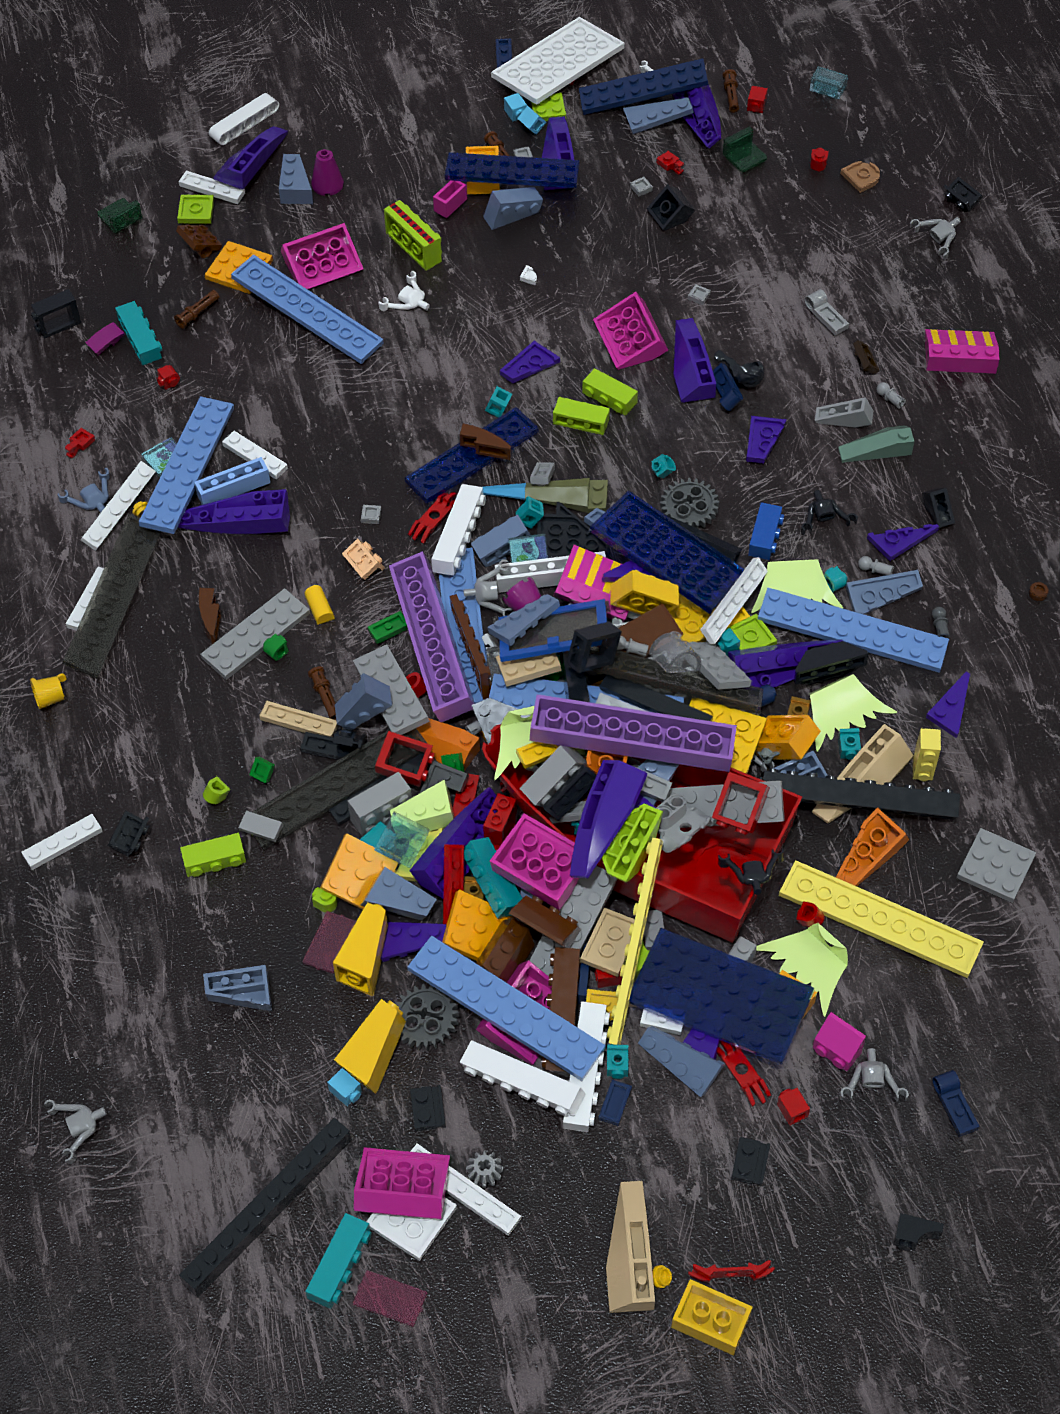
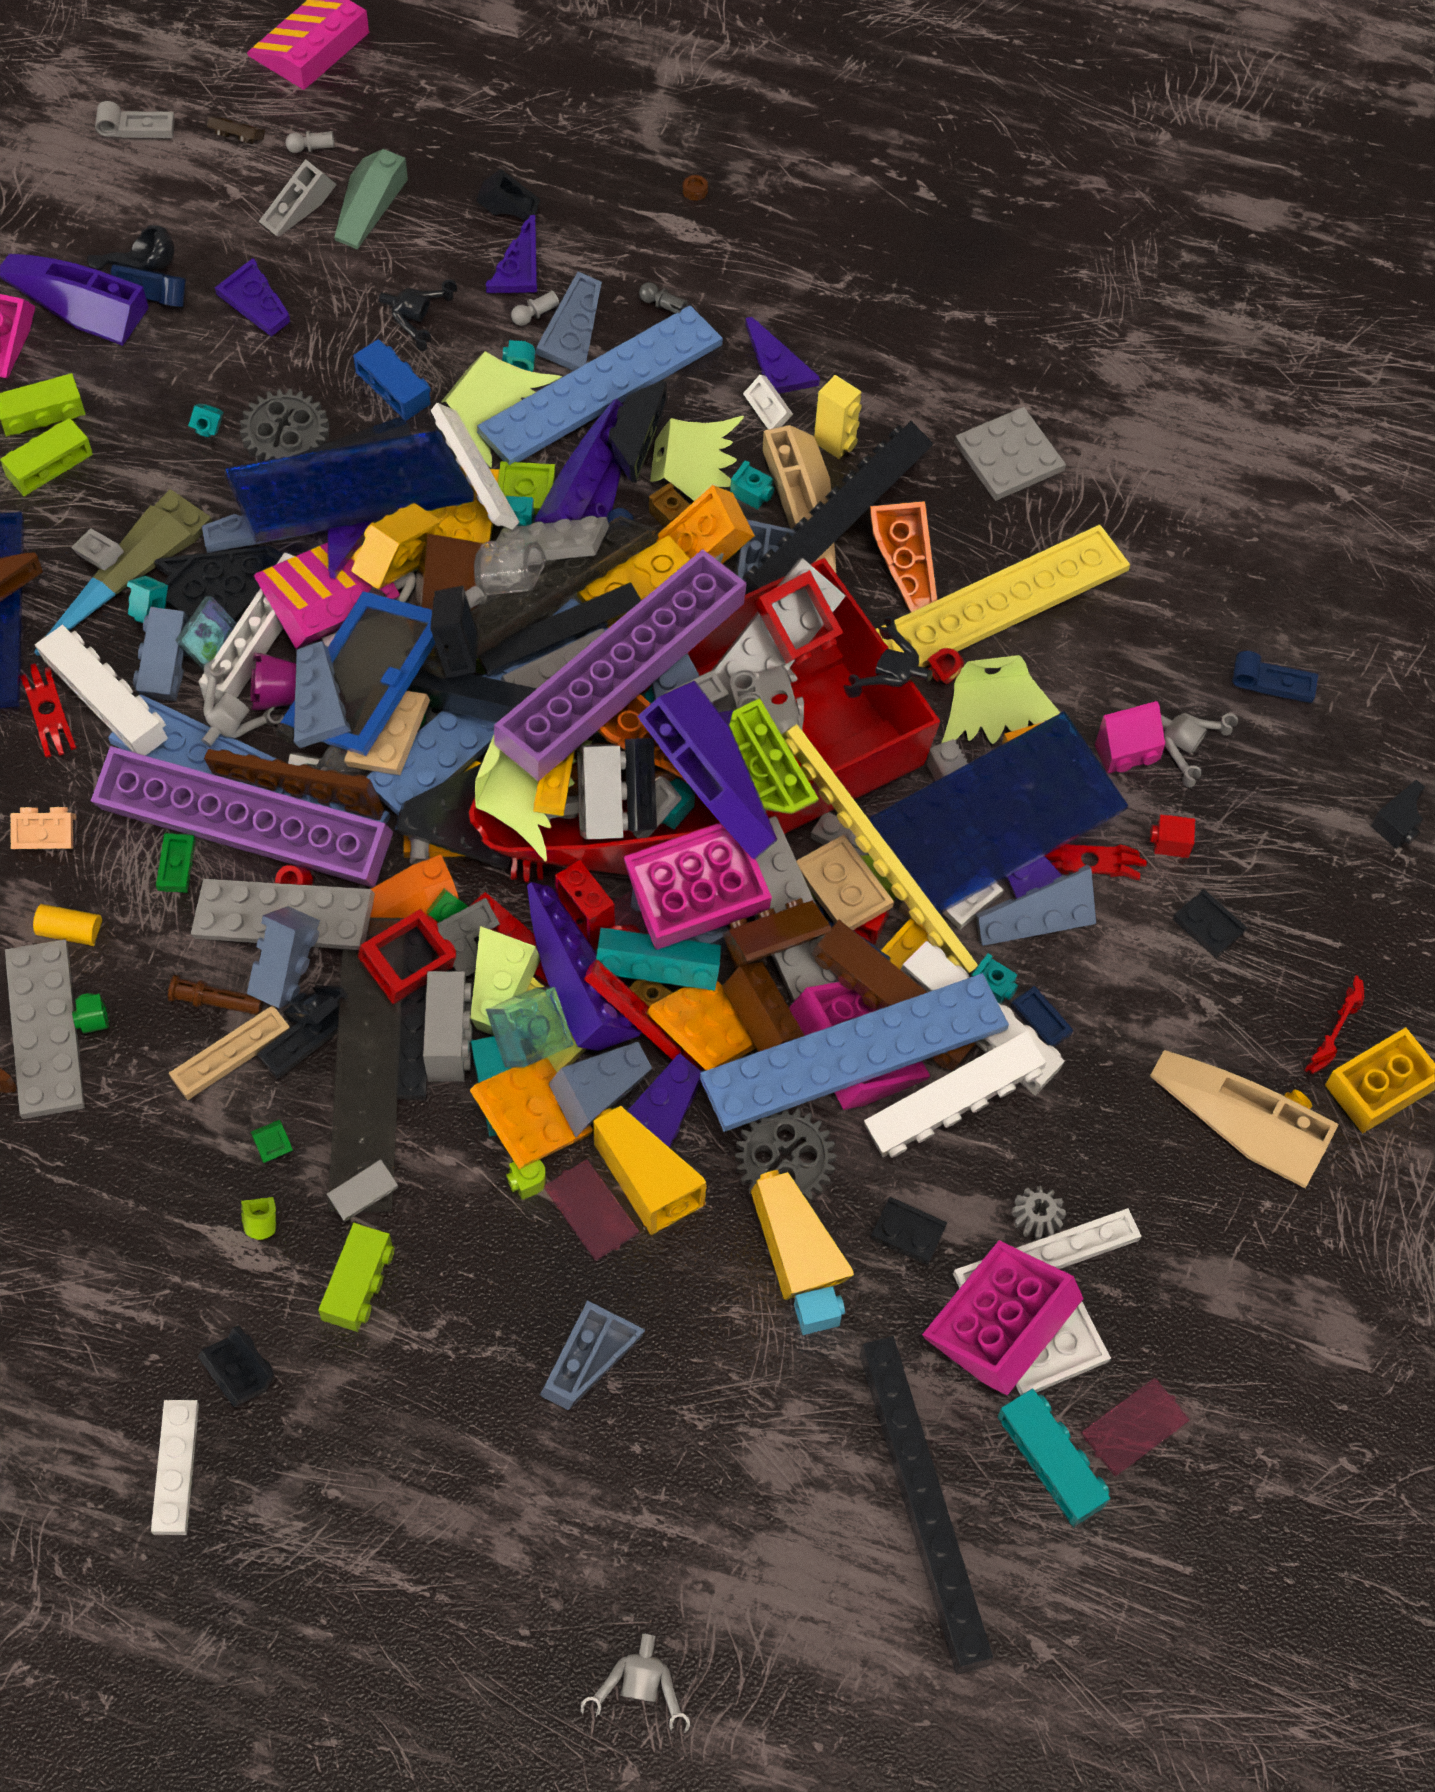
camera: 60 degrees left, 5 degrees up
(914, 718) = (767, 403): none -> white plate

